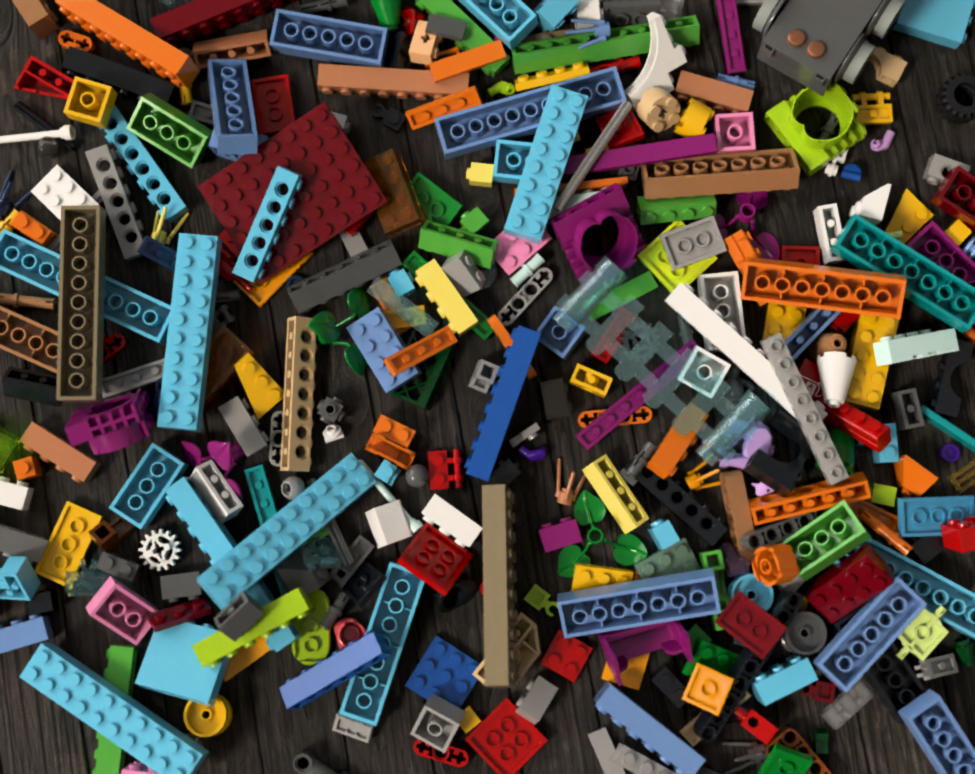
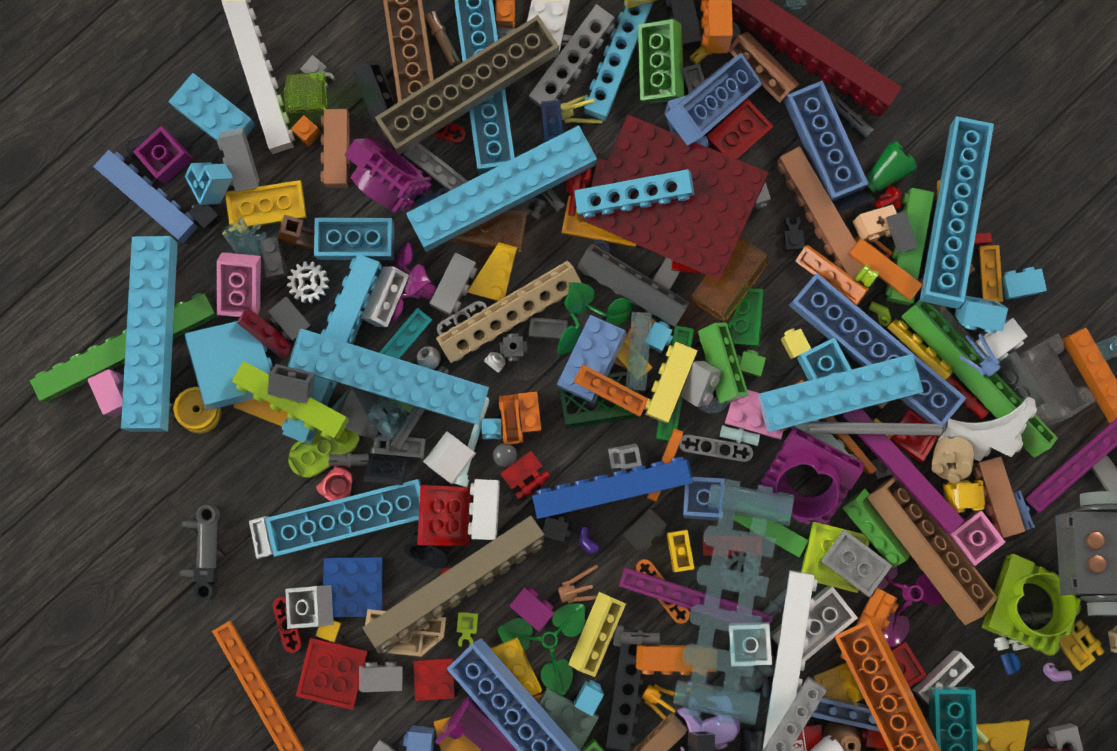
camera: 55 degrees right, 0 degrees up
(333, 371) = (547, 328): none -> dark grey tile
(334, 670) = (299, 492): brick -> none
(463, 79) = (866, 275): none -> lime wheel
(530, 433) = (602, 527): light grey plate -> none
(872, 205) = (992, 700): white slope -> none

